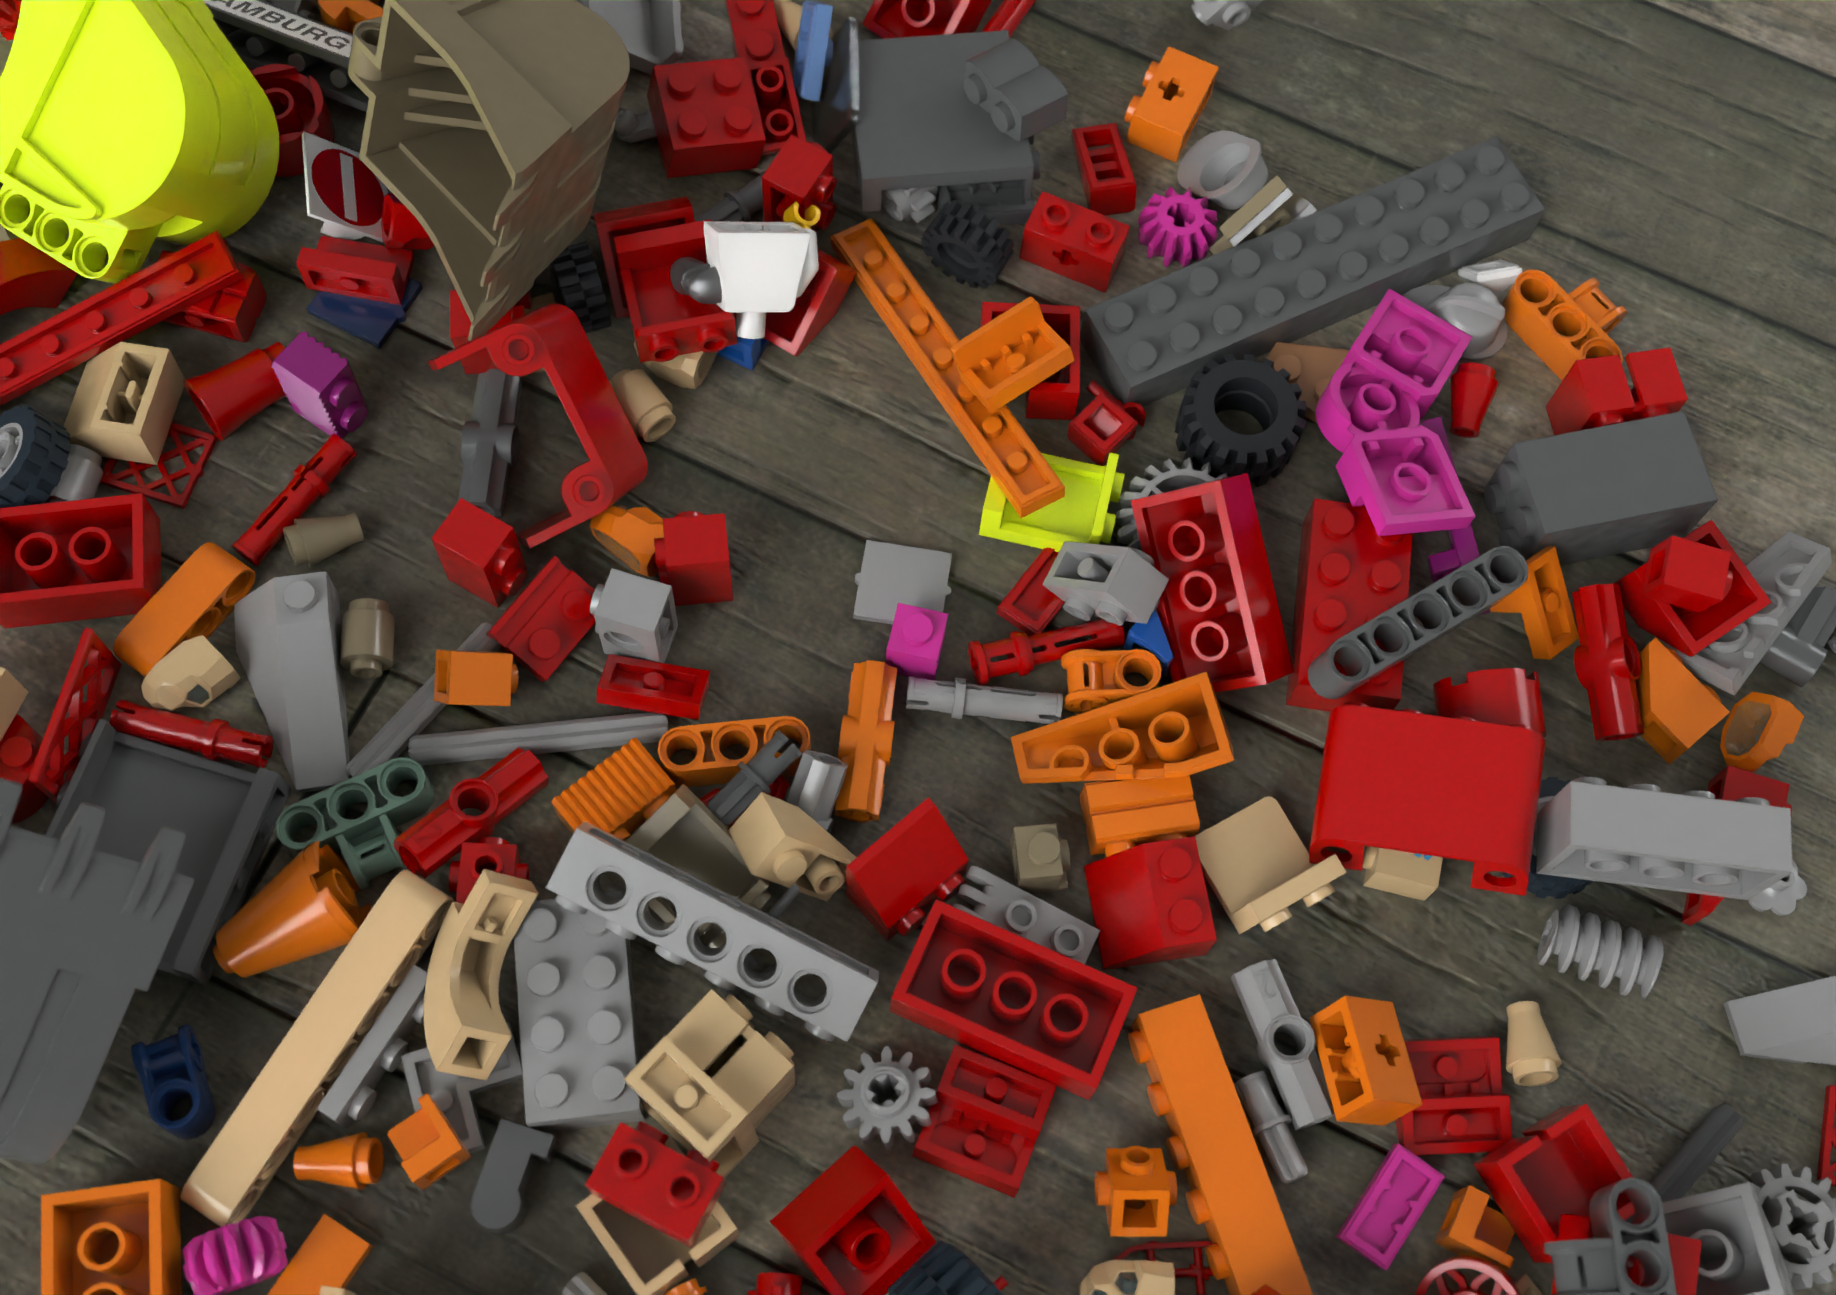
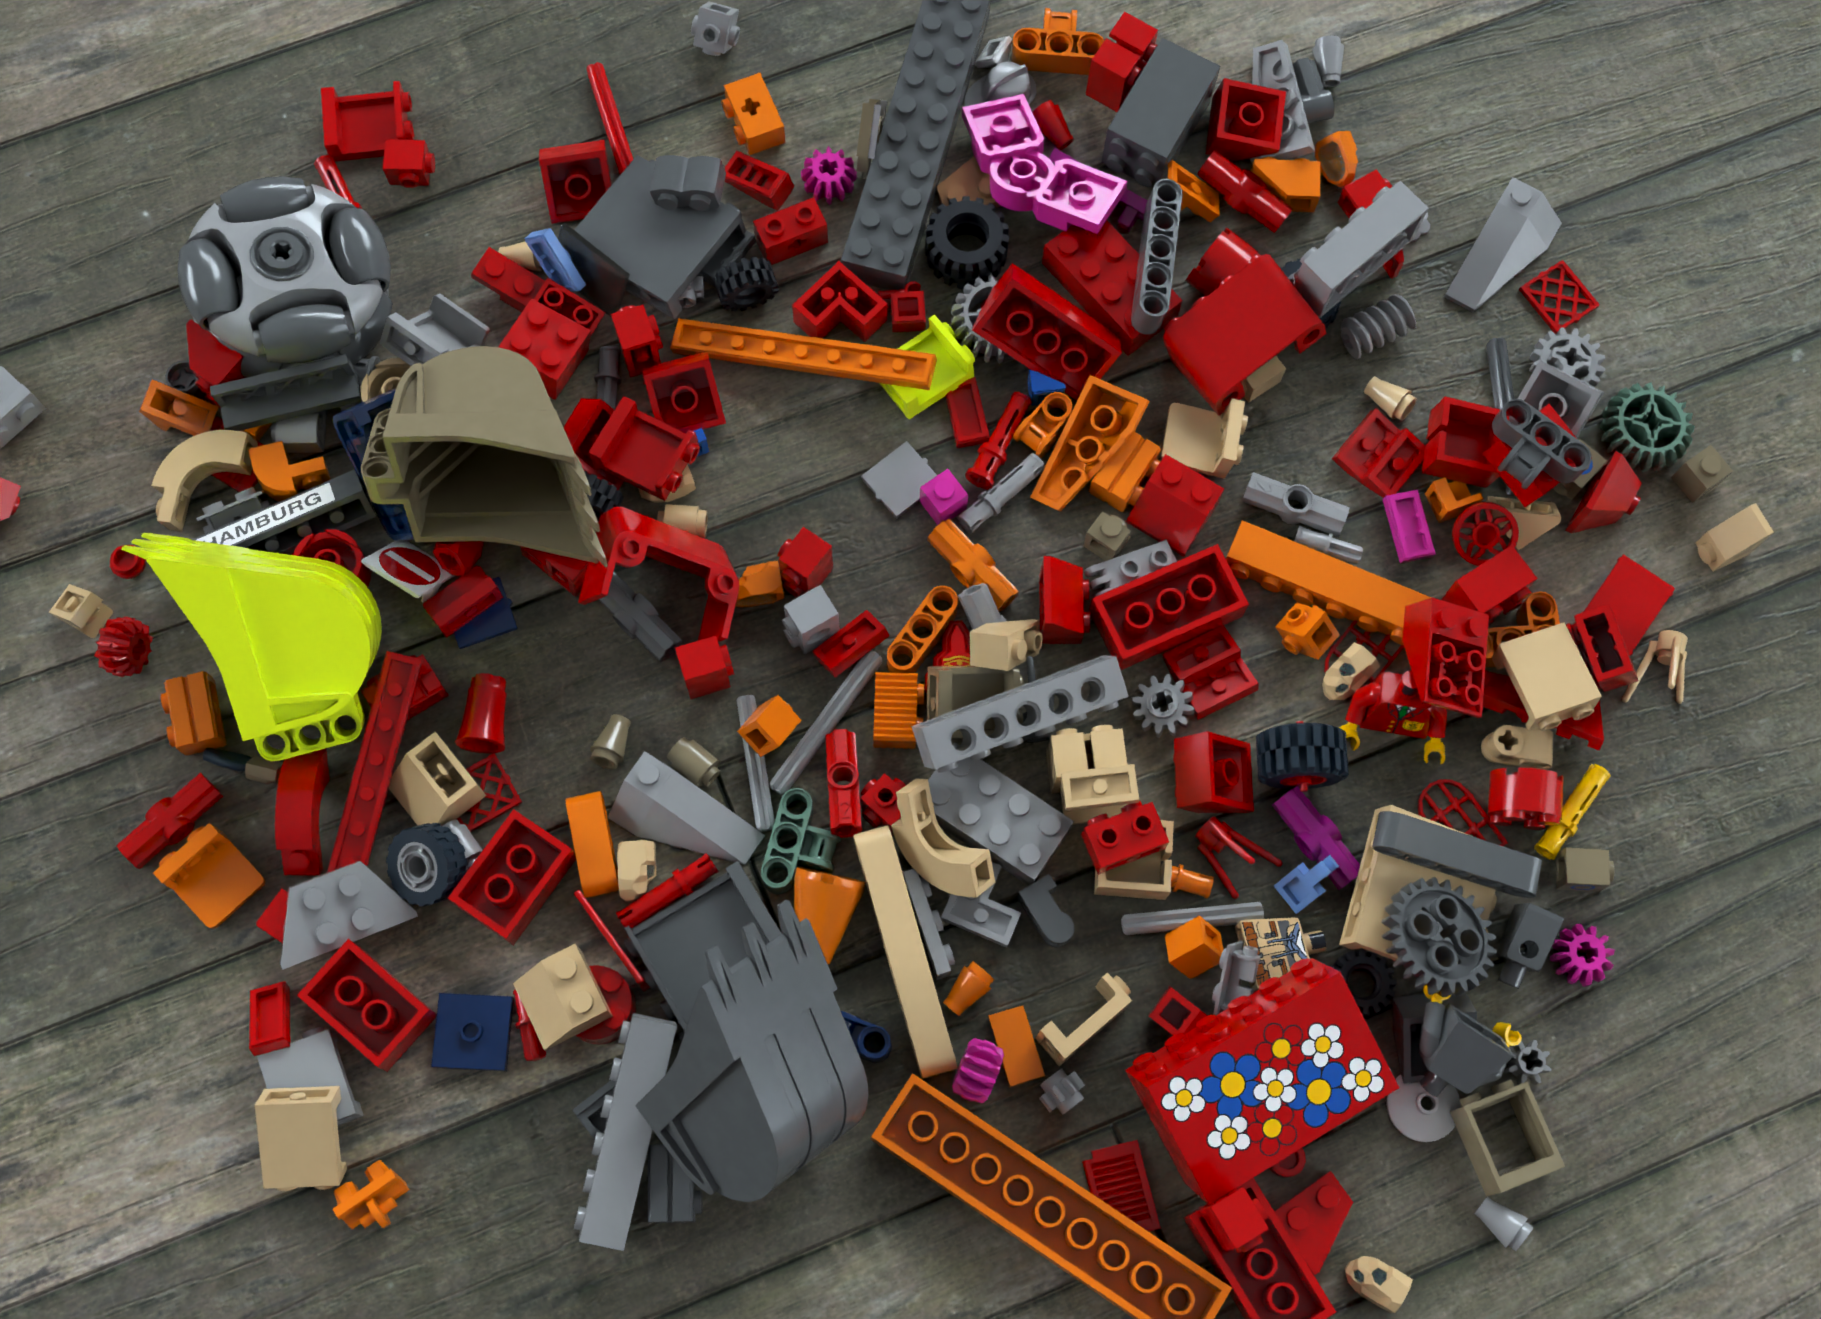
camera: 45 degrees left, 5 degrees up
(302, 491) = (573, 724): red pin -> none
(320, 385) = (528, 672): magenta brick -> none
(428, 1144) = (1000, 935): orange panel -> none
(546, 619) = (765, 664): red plate -> none
(752, 267) = (672, 398): white torso -> none
(753, 779) = (952, 631): dark grey axle -> none
(1010, 355) = (841, 317): orange bracket -> none
(1106, 582) = (999, 380): light grey brick -> none
(1224, 169) = (817, 123): light grey piece -> none
(1365, 1061) = (1337, 475): orange brick -> none
(1687, 574) = (1243, 115): red brick -> none

